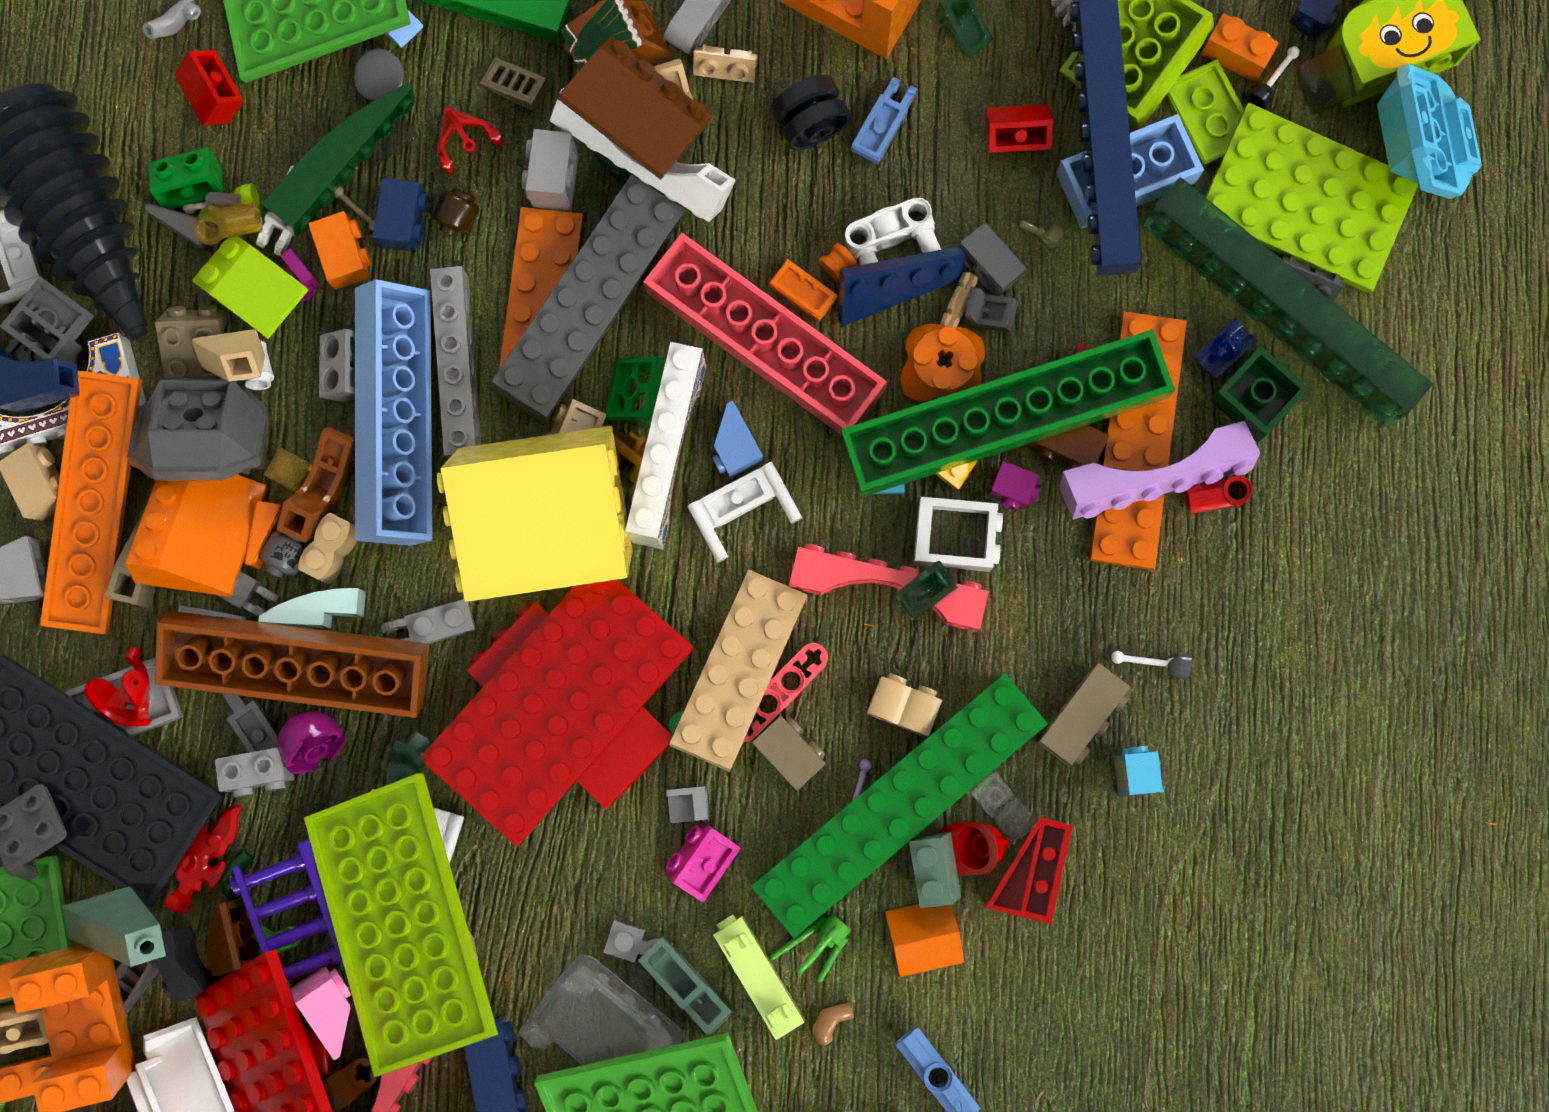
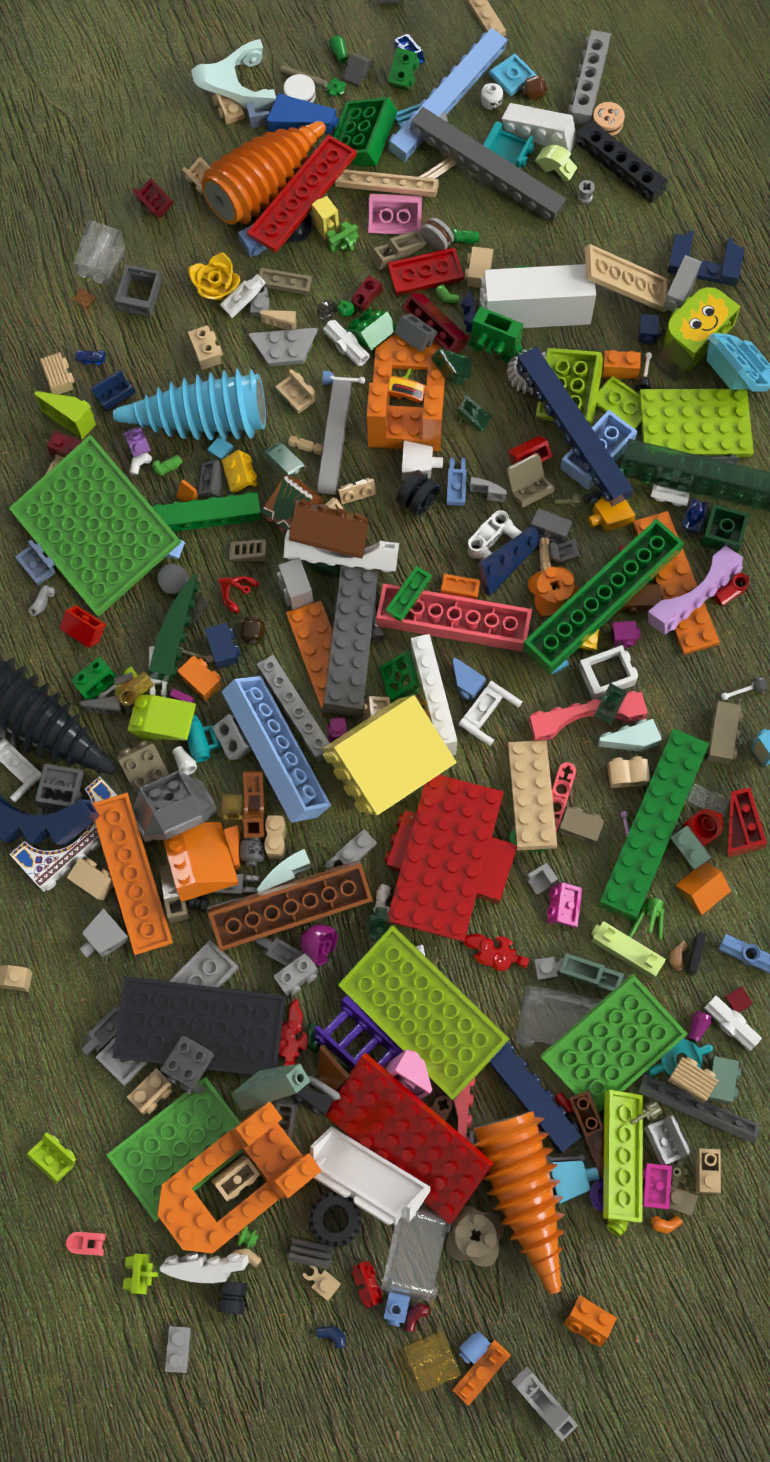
camera: 30 degrees left, 10 degrees down
(112, 701) = (198, 975): red helmet -> none
(172, 596) = (200, 903): none -> black wheel
(201, 961) = (324, 1088): none -> light grey piece
(231, 355) = (170, 758): tan slope -> none
(291, 344) = (198, 743): none -> teal piece
(439, 718) = (382, 897): none -> white arm
(501, 426) = (336, 728): none -> magenta brick
(563, 891) = (498, 958): none -> red piece
(639, 303) = (377, 633): none -> dark grey hinge
(708, 268) = (408, 594): none -> green plate
(836, 260) = (470, 564): orange wheel -> none
(844, 58) = (419, 457): none -> white torso
(857, 1033) = (696, 954): none -> black tile
(930, 161) = (494, 492): none -> light grey slope
(947, 658) = (635, 738): none -> light aqua slope
(993, 171) = (528, 481): none -> dark tan bracket
(1084, 243) = (595, 495): none -> black piece
(1091, 291) = (611, 517): none -> light orange torso
(1203, 296) = (663, 494): none -> white plate

